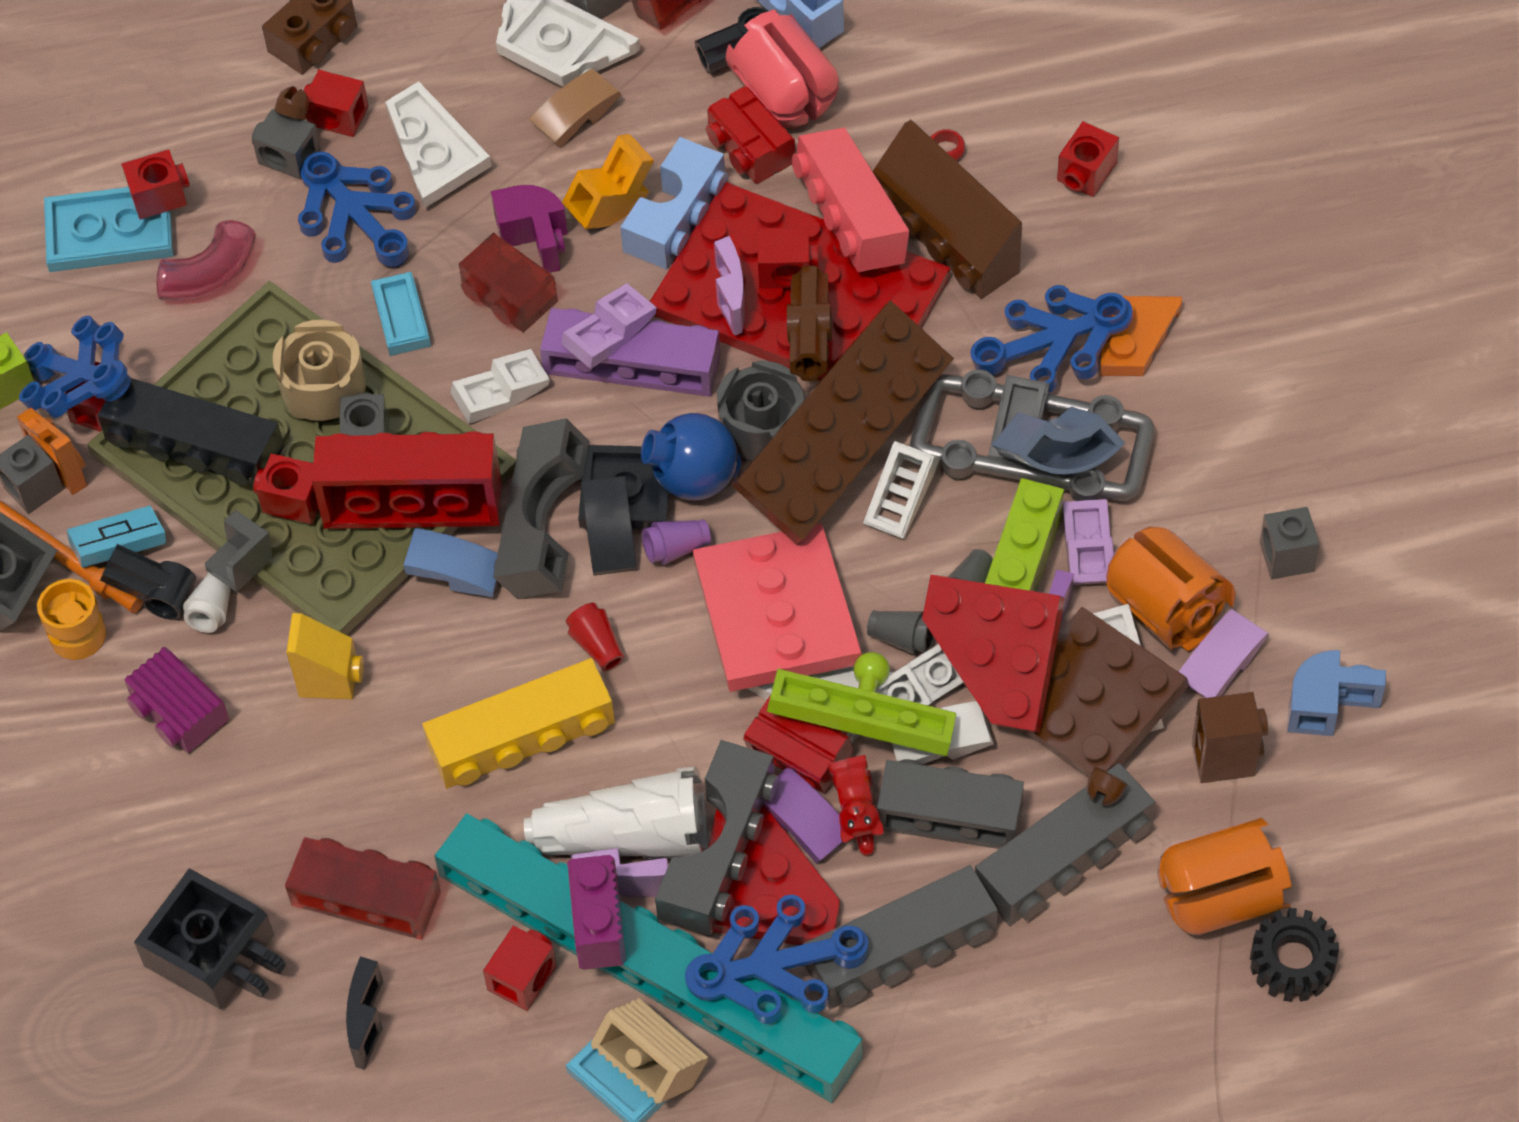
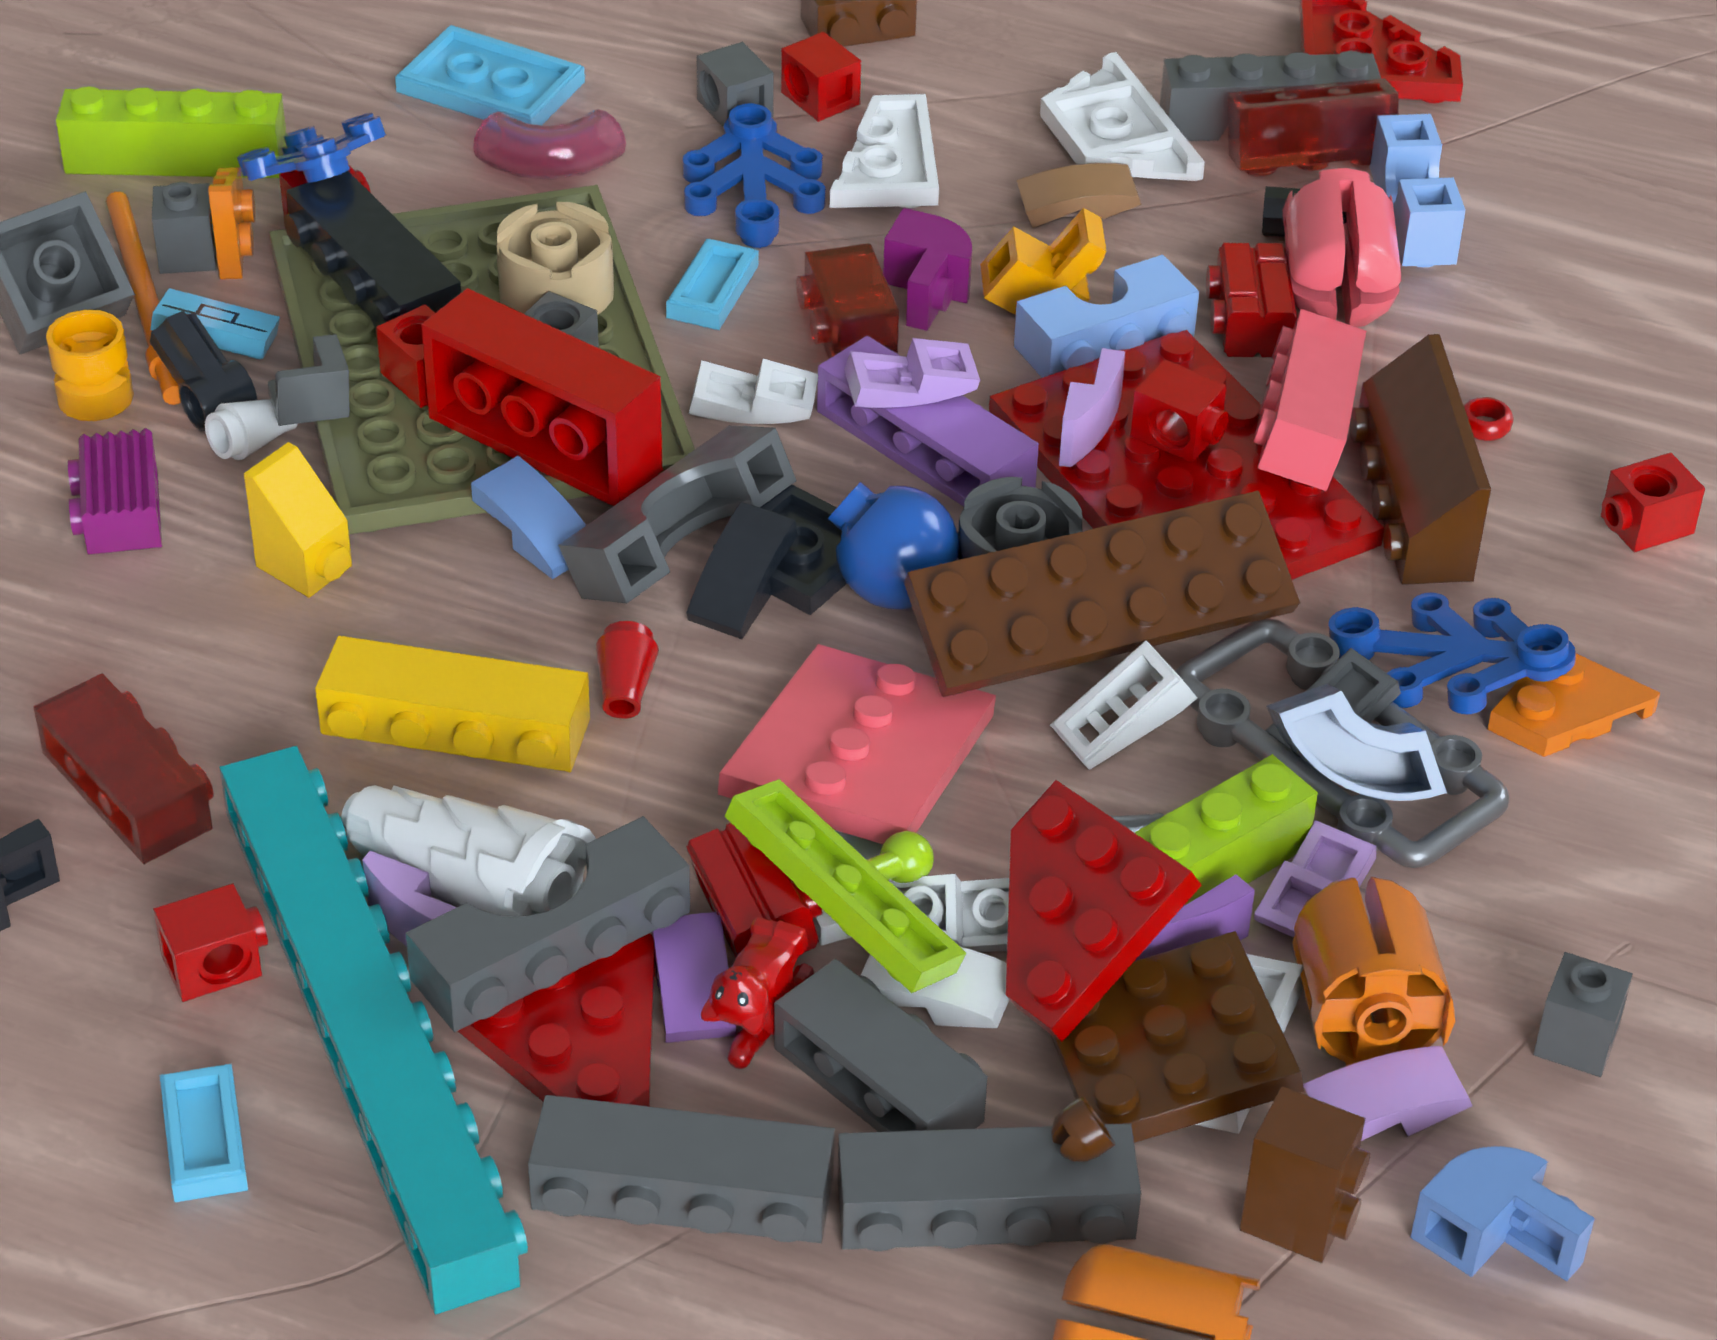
camera: 30 degrees right, 15 degrees down
(156, 183) = (561, 50): red brick -> none
(292, 103) = (766, 42): reddish brown hinge -> none
(596, 912) = (324, 909): magenta brick -> none
(649, 1050) = (258, 1108): tan brick -> none
(674, 539) = (804, 622): medium lavender cone -> none
(770, 963) = (399, 1059): blue plant -> none
(809, 323) = (1146, 477): reddish brown piece -> none
(901, 629) = (982, 843): dark grey cone -> none

